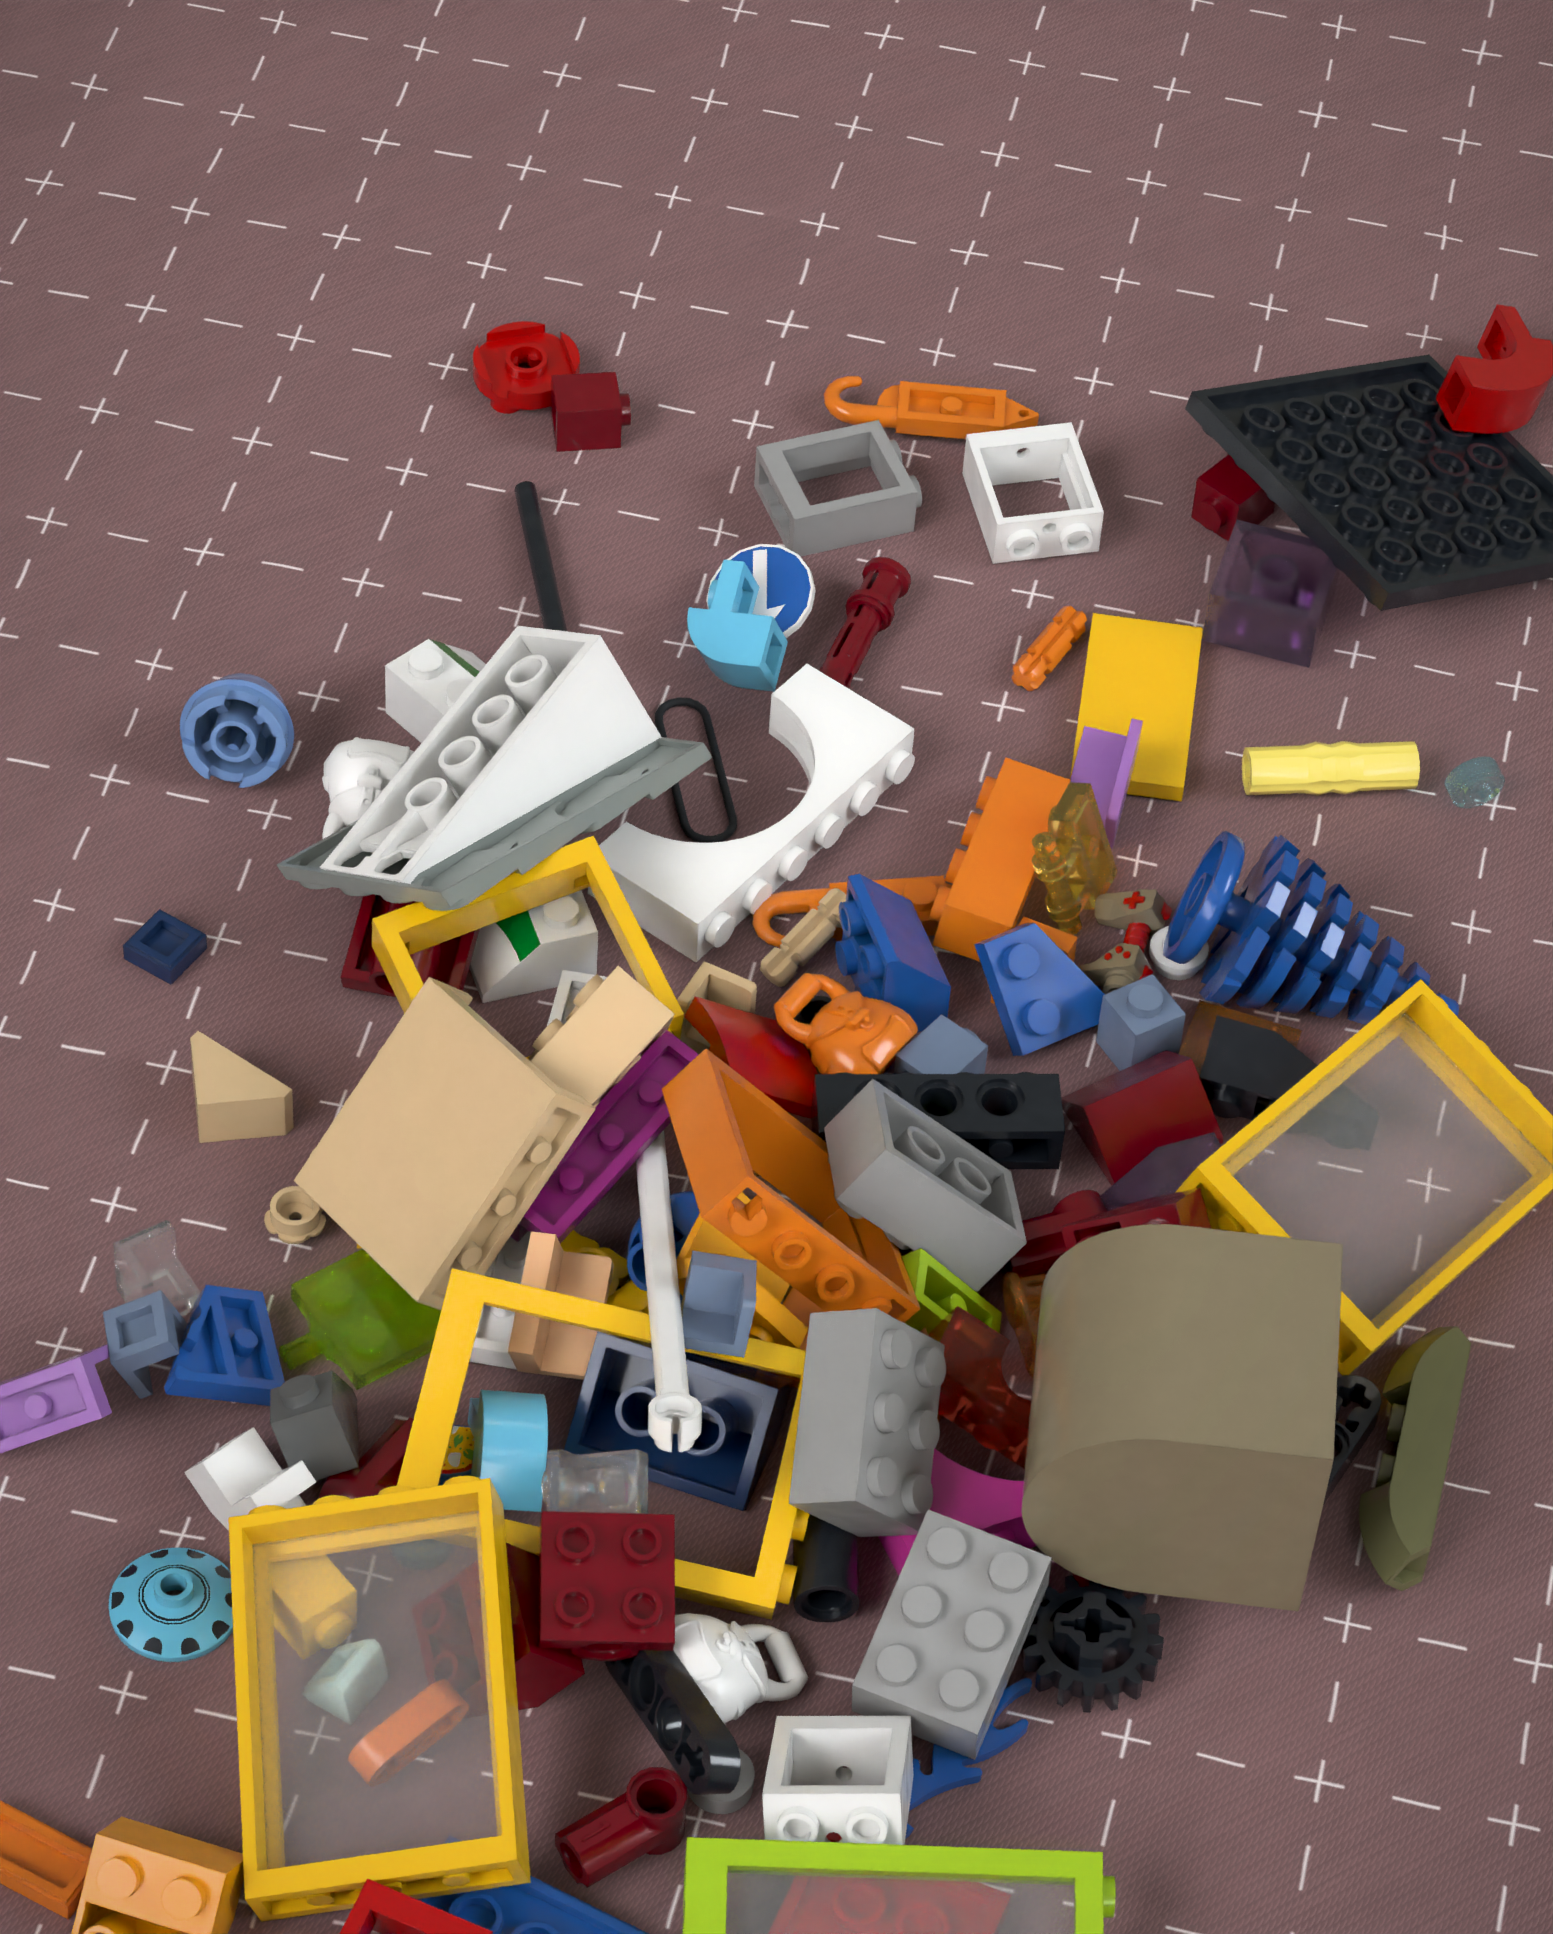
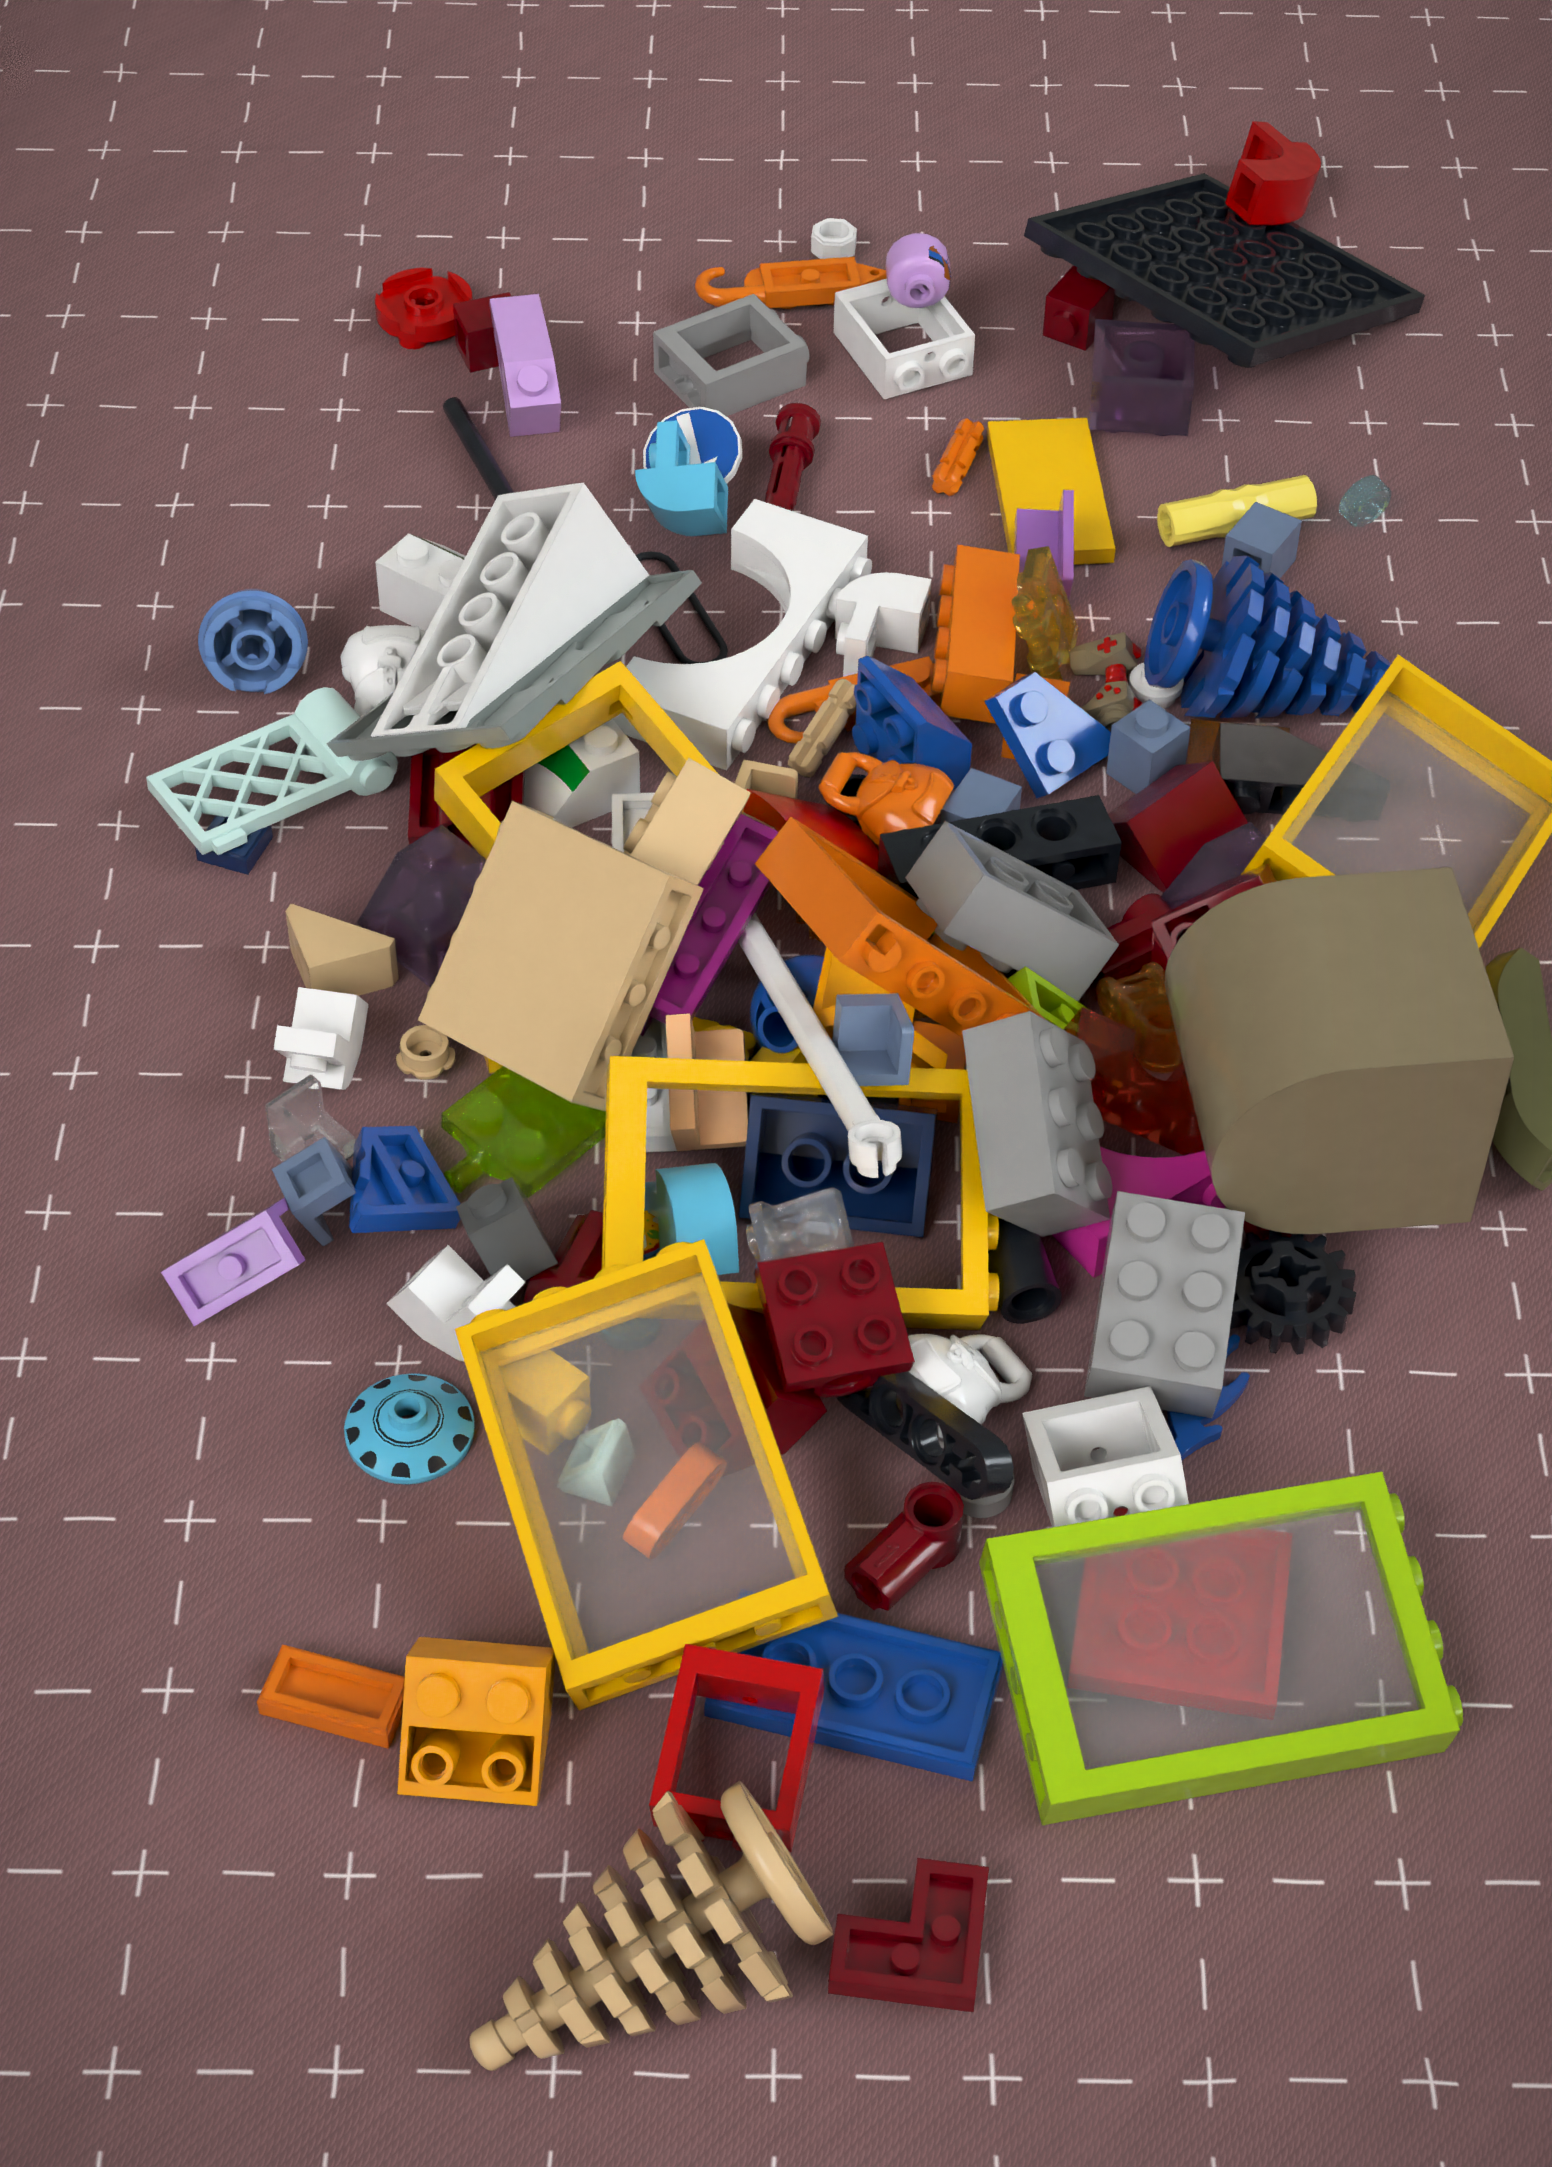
camera: 10 degrees left, 0 degrees up
(195, 1182) = (323, 1037): none -> white brick
(279, 834) = (315, 723): none -> light aqua piece
(333, 1048) = (424, 899): none -> clear purple slope
(609, 459) = (526, 365): none -> lavender slope
(905, 816) = (881, 612): none -> white brick
(992, 364) = (833, 239): none -> white tile
(1058, 428) = (918, 270): none -> lavender head
(1341, 816) = (1265, 537): none -> sand blue brick

